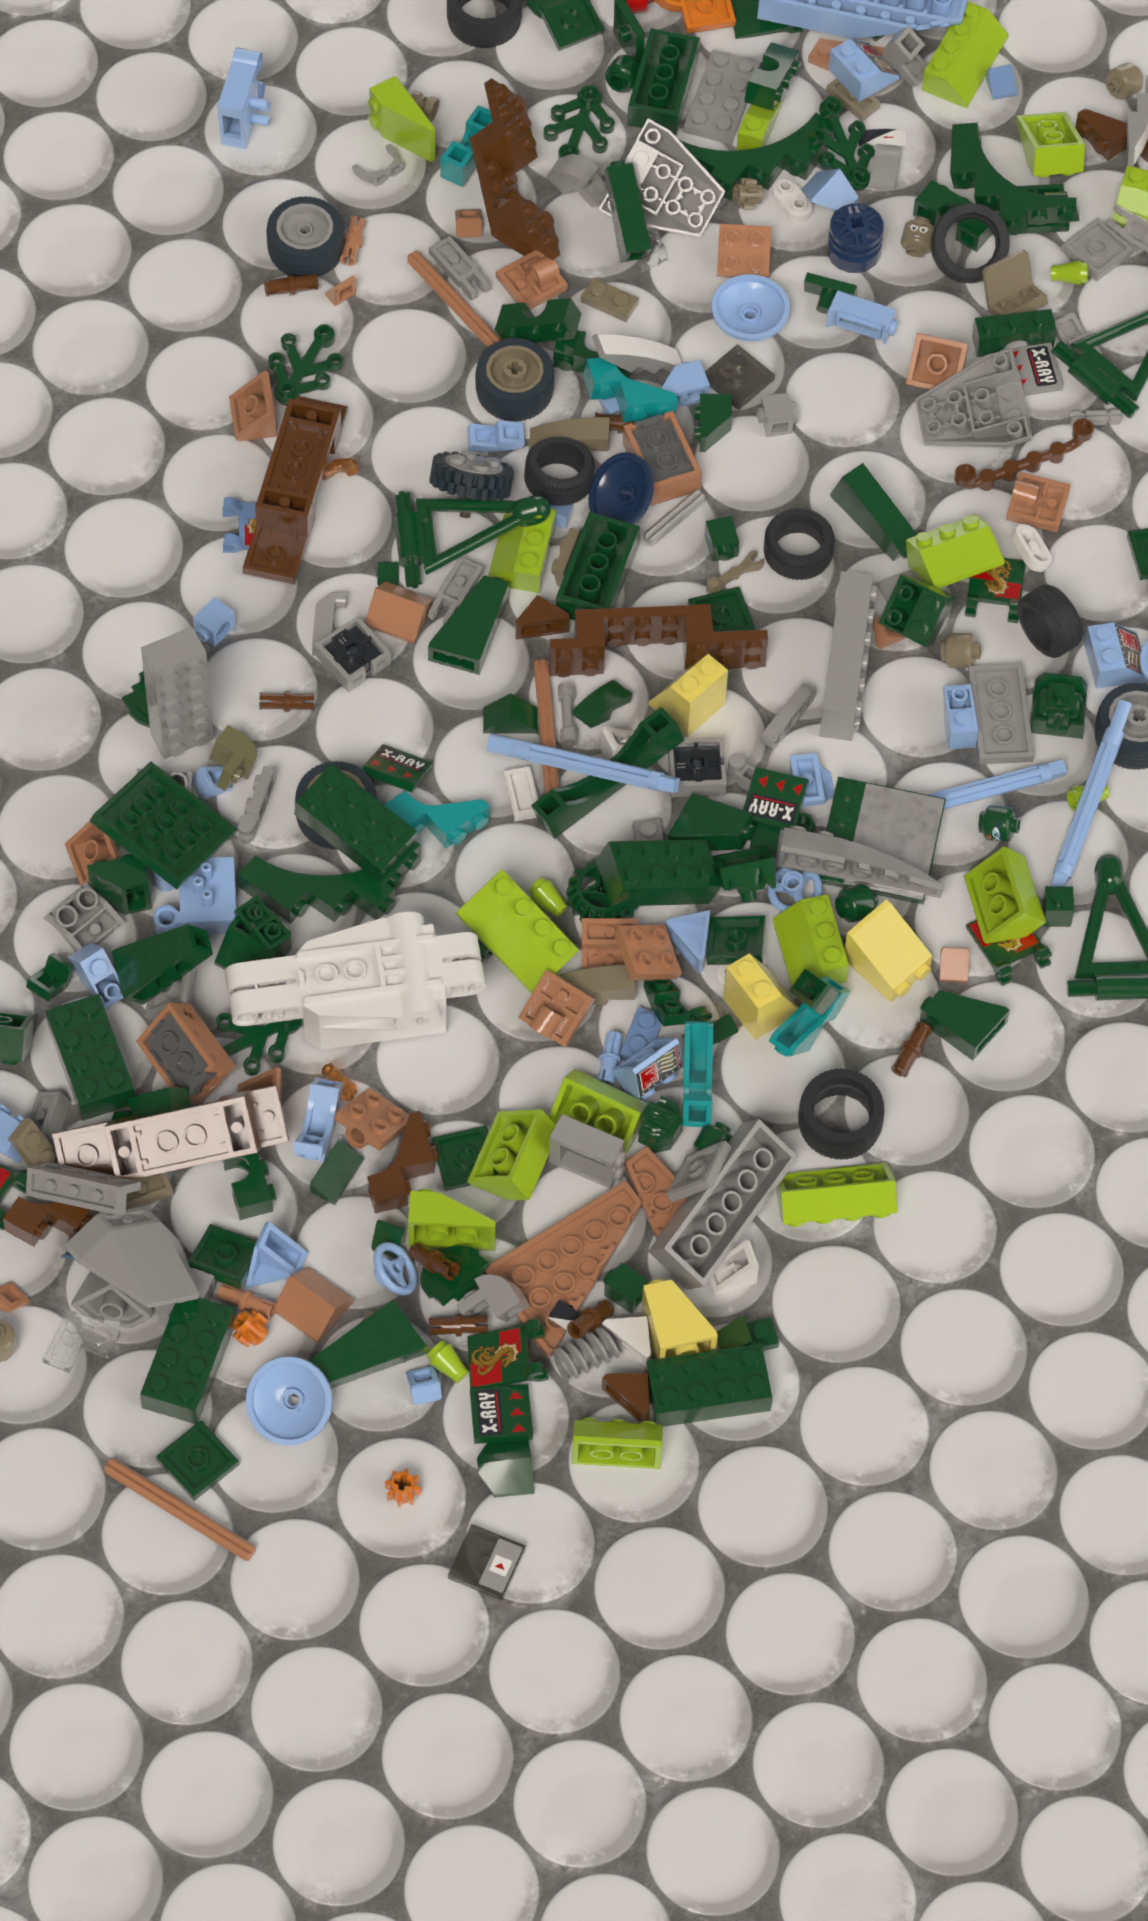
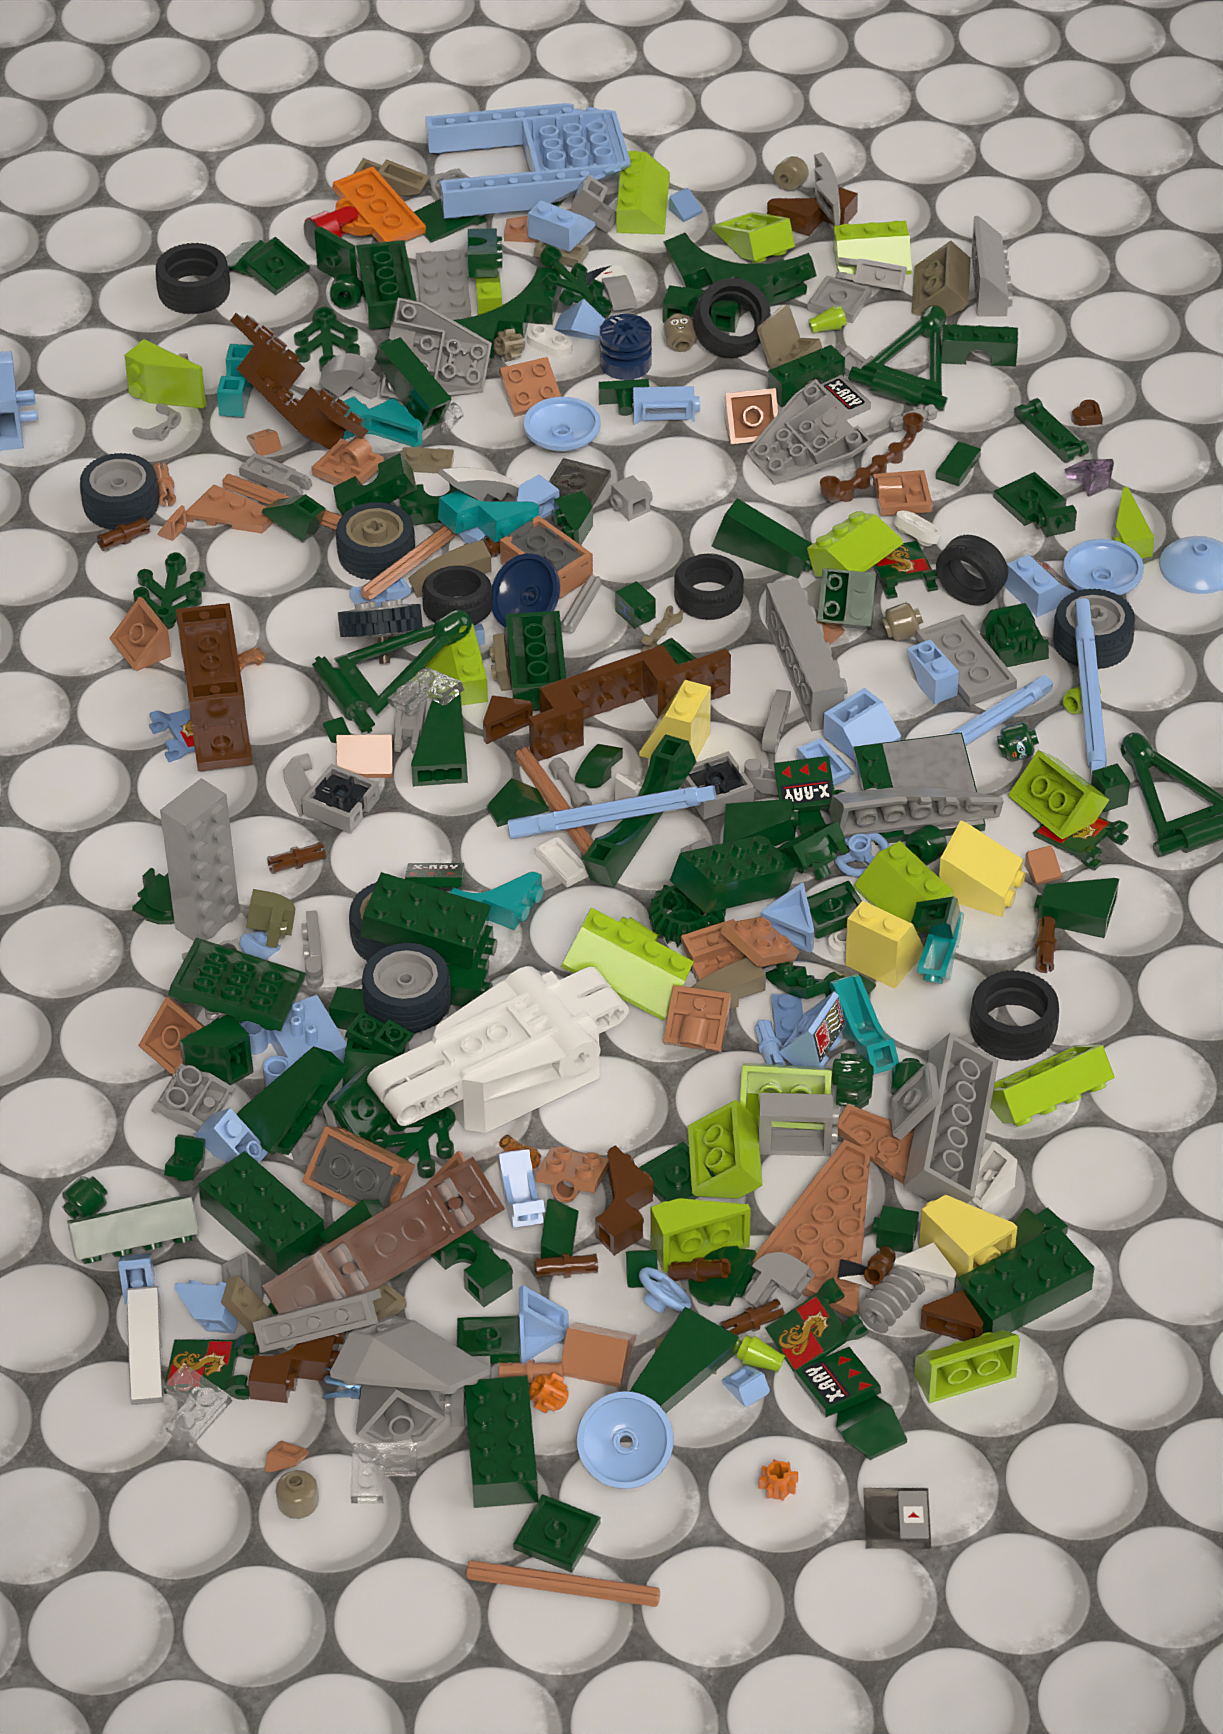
camera: 20 degrees left, 15 degrees down
(210, 987) = (359, 1107): none -> dark green tile
(307, 885) = (407, 986): none -> black wheel
(325, 1209) = (566, 1265): none -> reddish brown pin
(402, 291) = (226, 507): none -> nougat wing
(454, 323) = (297, 515): none -> dark green slope
(478, 562) = (425, 685): none -> clear plate
(530, 416) = (407, 563): none -> nougat axle
(589, 240) = (387, 421): none -> teal arch
(861, 752) = (859, 722): none -> light blue slope
(1111, 486) = (958, 463): none -> dark green tile

